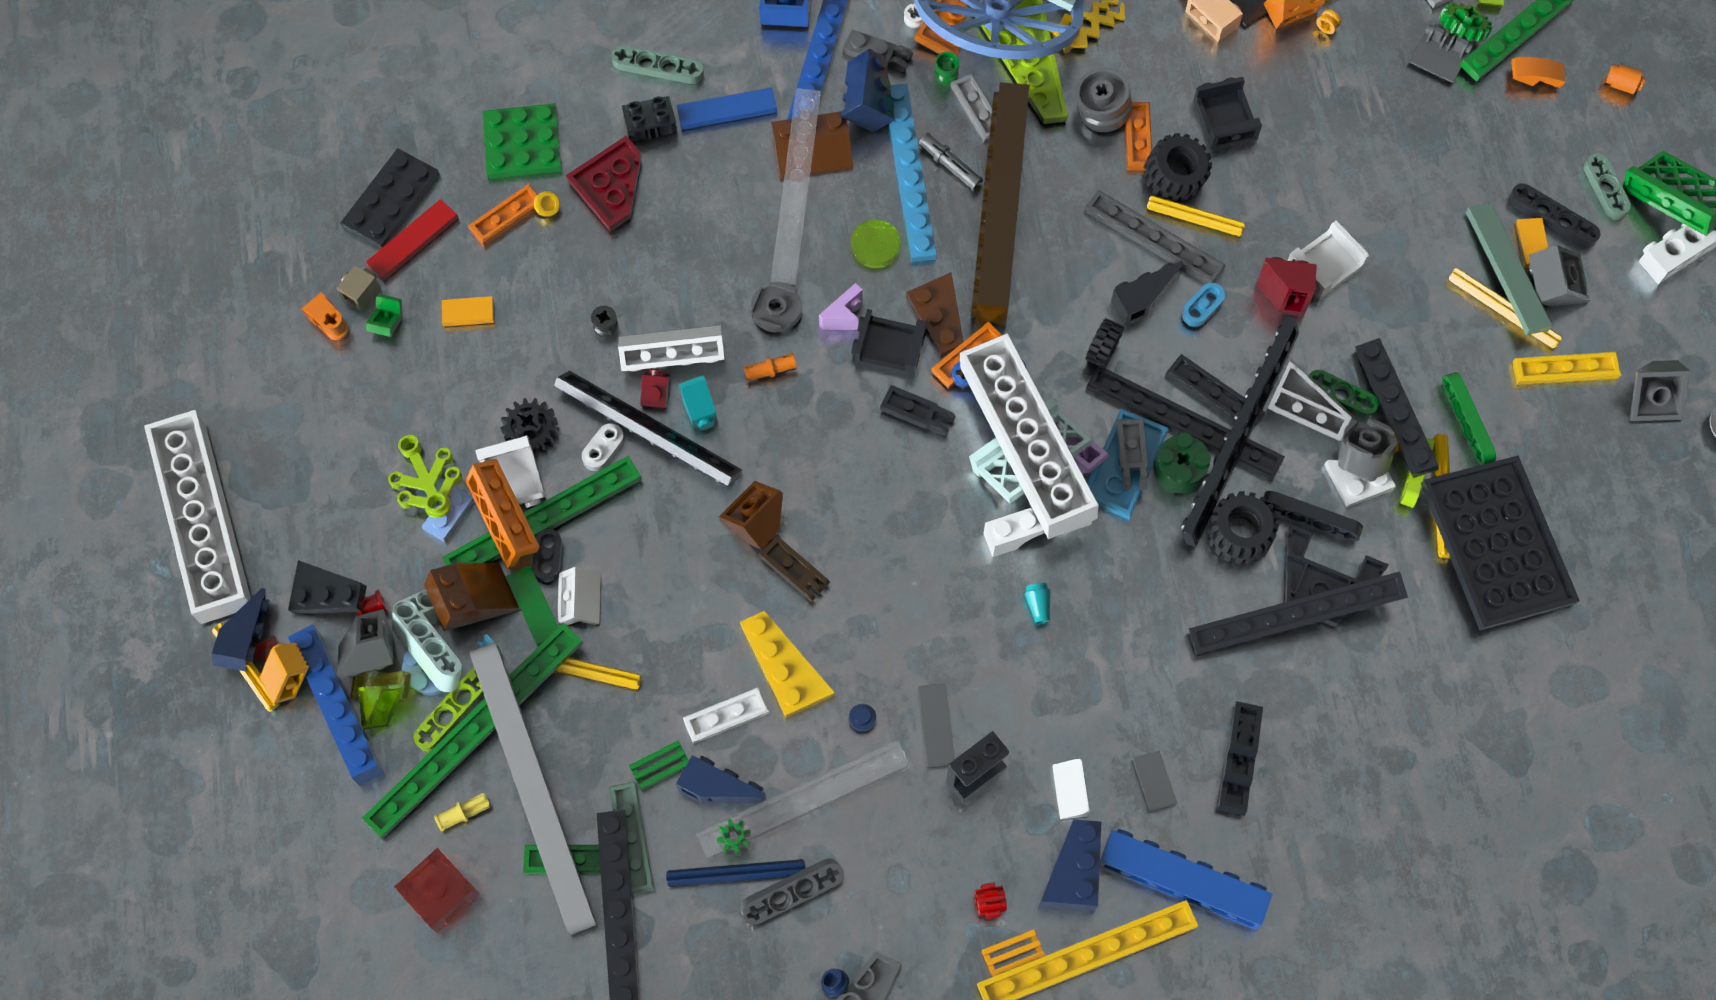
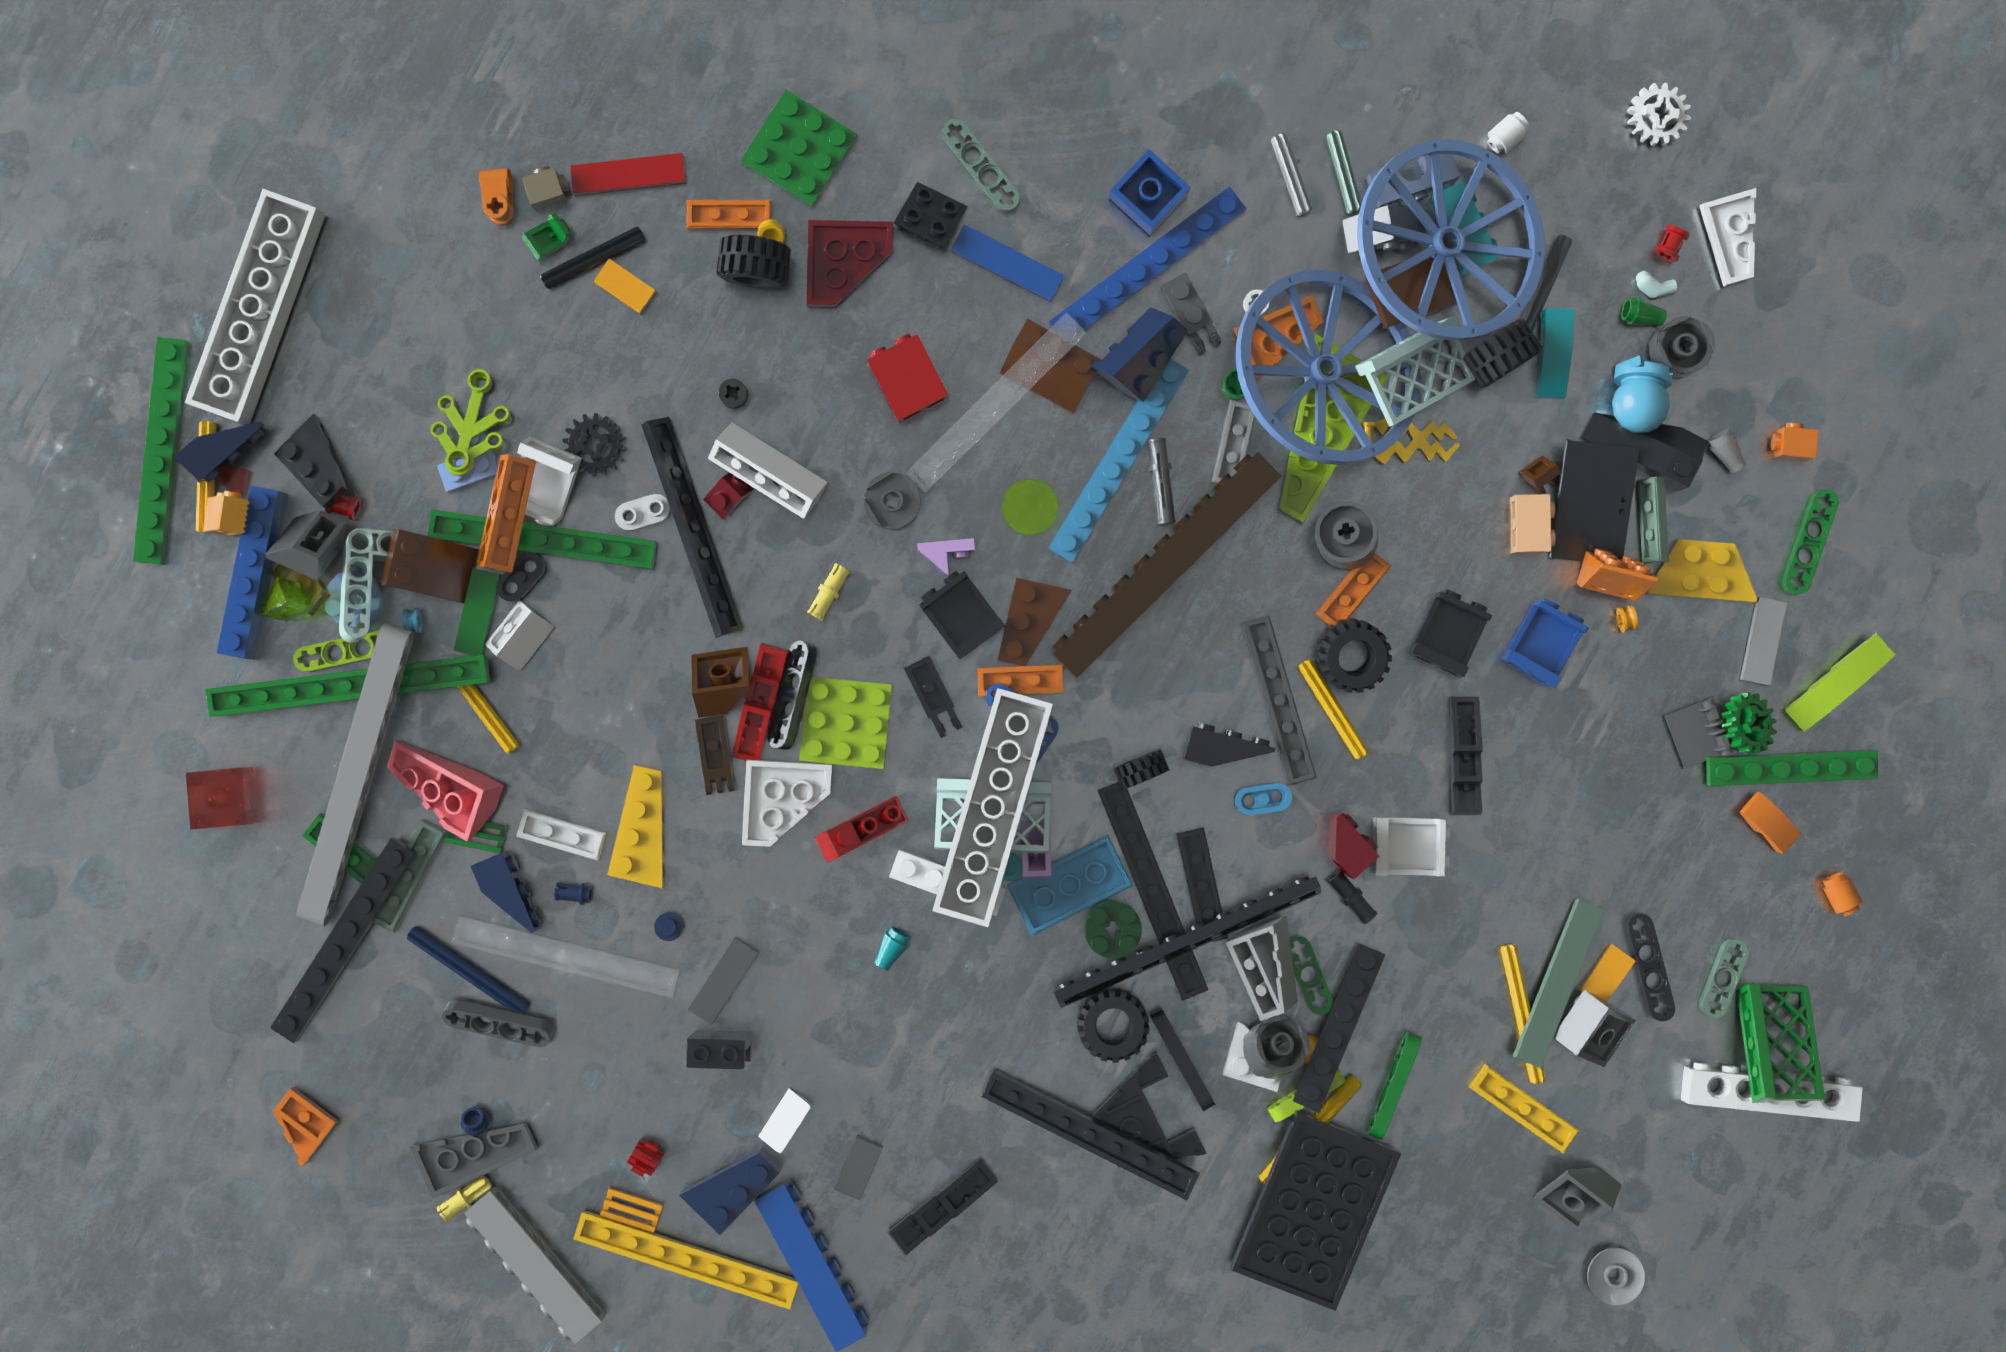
camera: 40 degrees right, 20 degrees up
(196, 677) = (160, 451): none -> green plate
(390, 198) = (639, 114): black plate -> none
(428, 309) = (592, 257): none -> black axle
(462, 811) = (290, 746): light yellow axle -> none
(549, 220) = (753, 261): none -> black tyre
(619, 746) = (452, 791): none -> coral wedge
(698, 403) = (748, 545): teal slope -> none
(720, 221) = (907, 377): none -> red panel
(732, 827) = (489, 945): green gear -> none
(770, 367) = (841, 553): orange pin -> none
(770, 748) = (575, 893): none -> dark blue pin
(782, 398) = (828, 592): none -> light yellow pin
(798, 510) = (759, 702): none -> red slope
(812, 487) = (789, 694): none -> black beam
(867, 560) = (780, 796): none -> white plate
(870, 477) = (846, 723): none -> lime plate
(943, 539) = (861, 829): none -> red slope
(1132, 451) = (1080, 884): dark grey hinge -> none
(1291, 74) = (1544, 642): none -> blue panel
(1308, 178) = (1465, 756): none -> black slope
(1322, 320) = (1352, 896): none -> black pin

